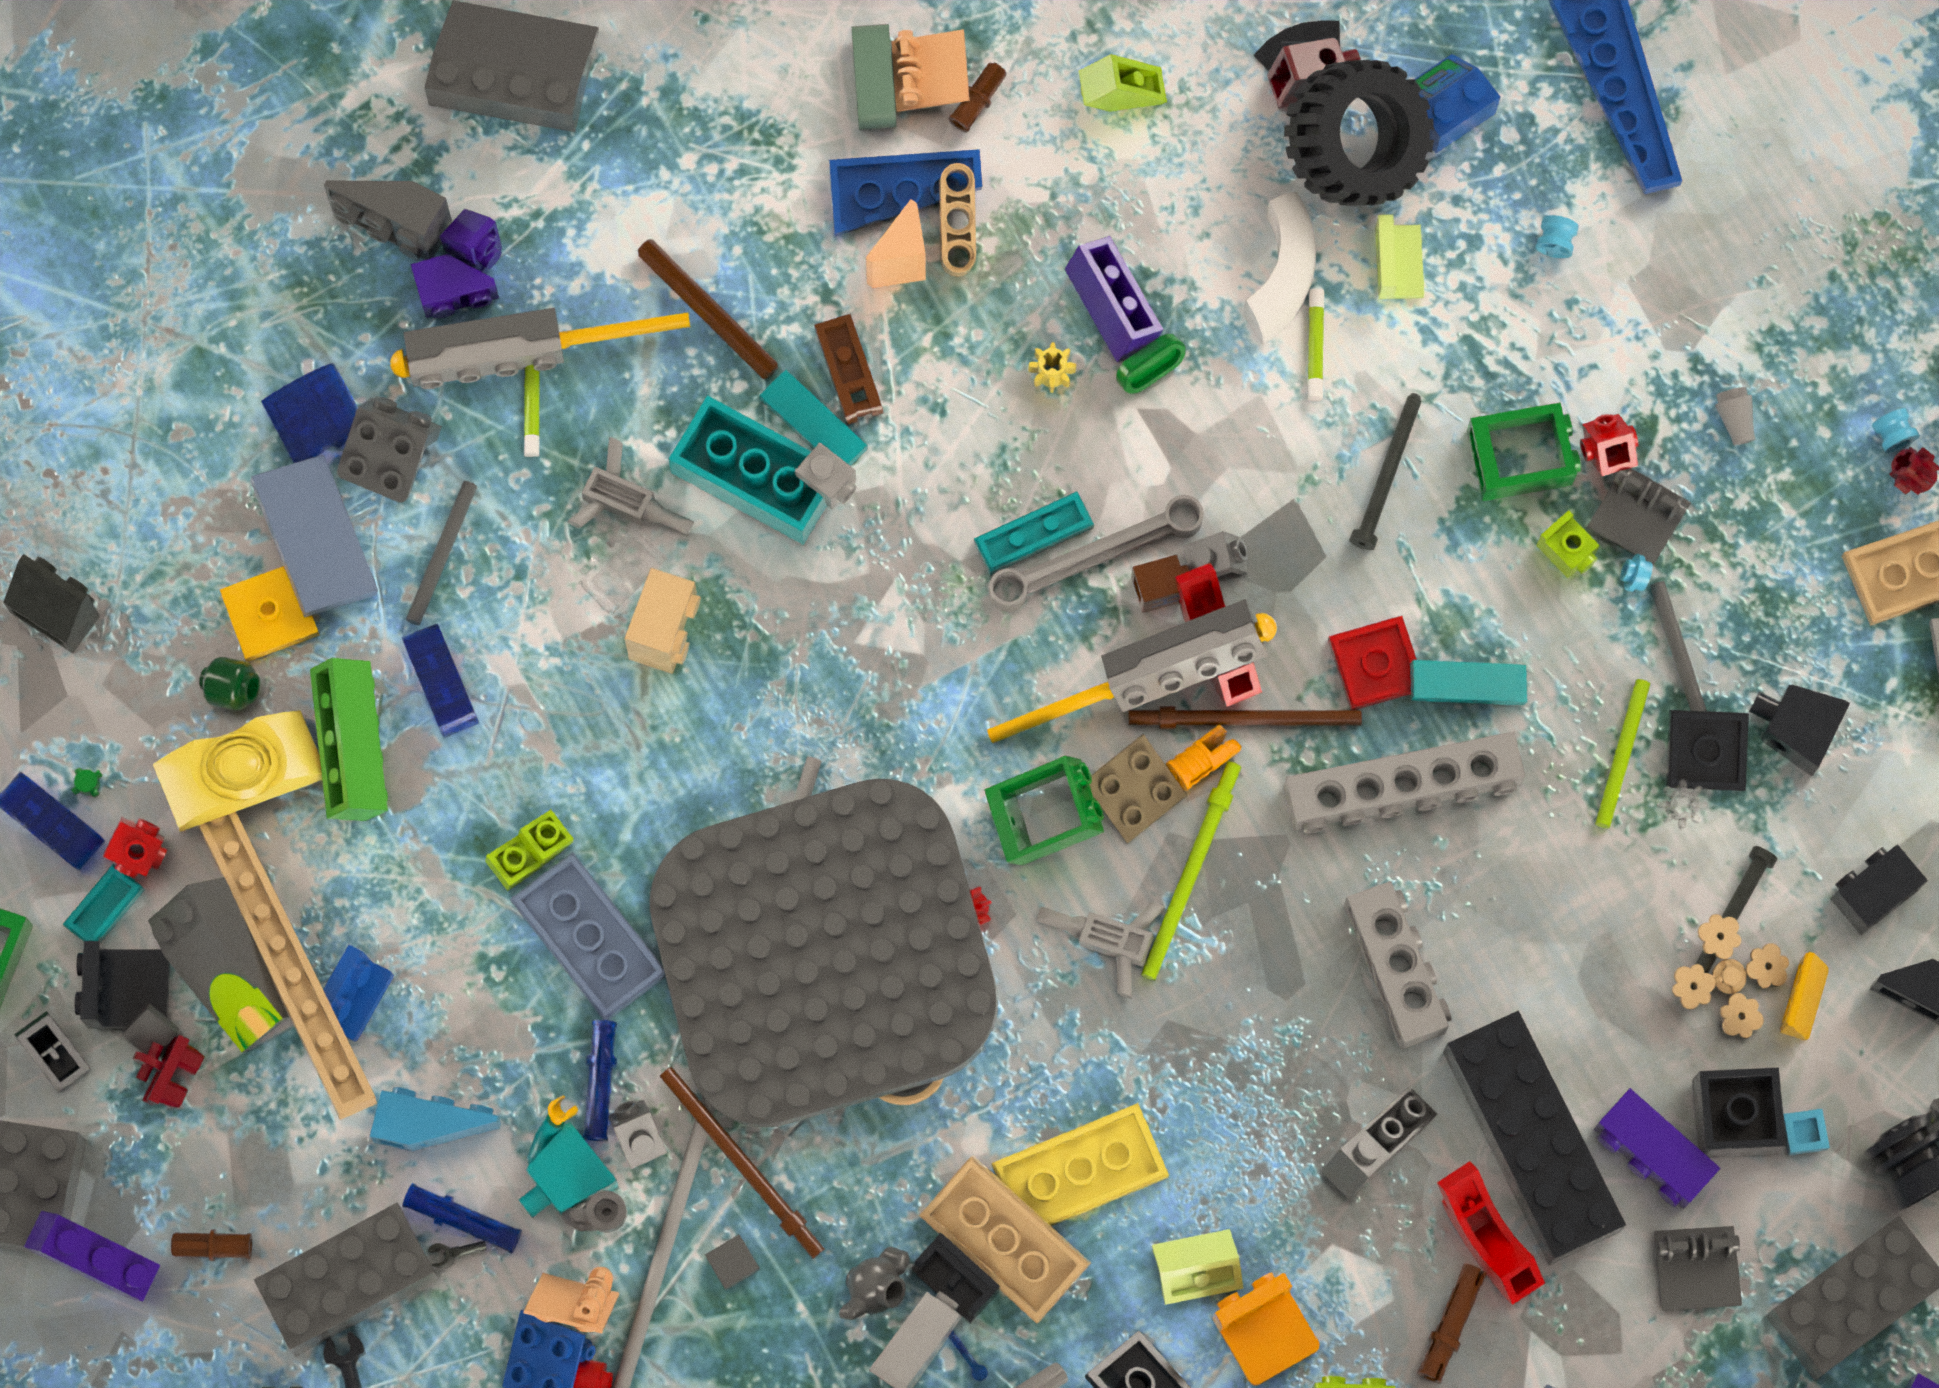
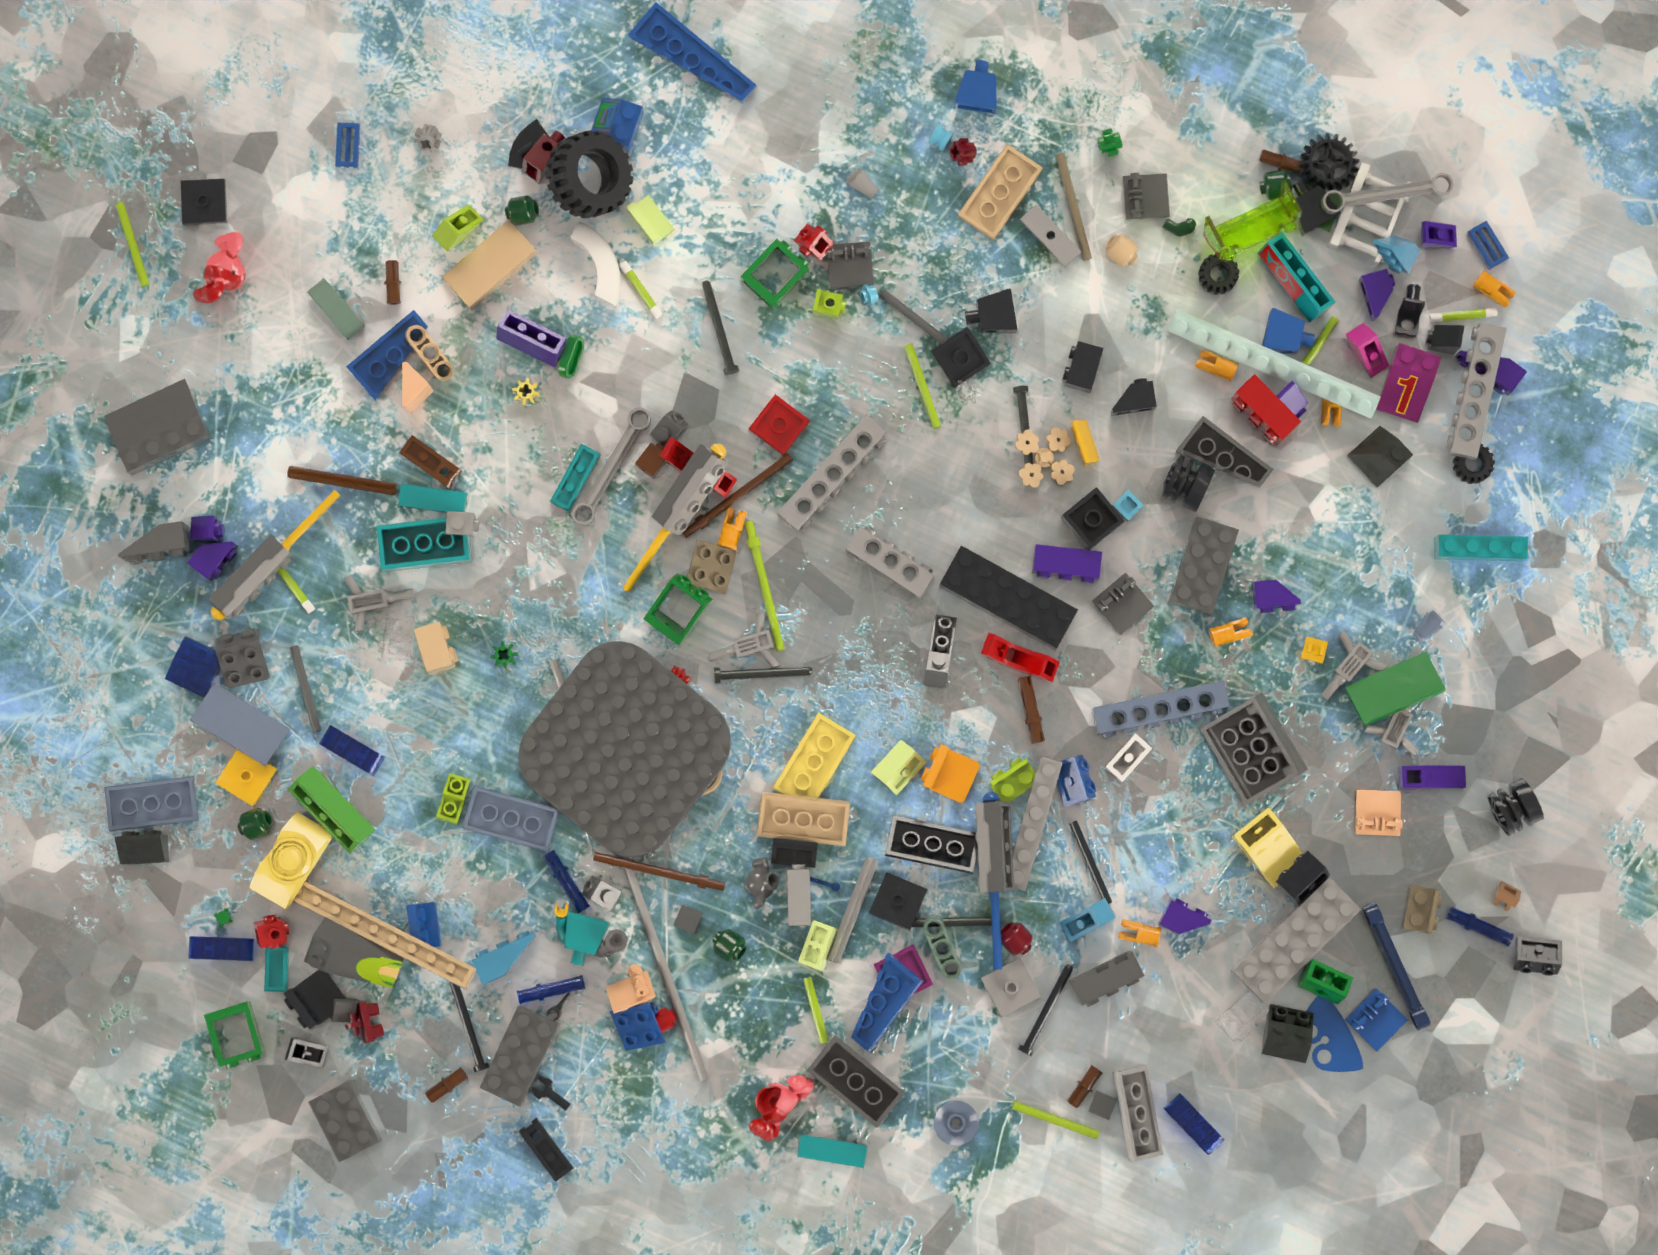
camera: 35 degrees left, 10 degrees up
(92, 1255) = (398, 1131): dark purple brick -> none
(112, 556) = (151, 803): none -> sand blue tile
(304, 1188) = (468, 1027): none -> black bar
(740, 705) = (511, 654): none -> green gear
(763, 1342) = (729, 945): none -> dark green head
(929, 70) = (360, 286): light nougat hinge -> none
(1096, 989) = (761, 673): none -> pearl dark grey bar
(1129, 166) = (489, 264): none -> tan slope
(1229, 123) = (522, 210): none -> dark green head
(1468, 682) = (828, 404): teal tile -> none
(1557, 236) = (717, 155): medium azure wheel -> none

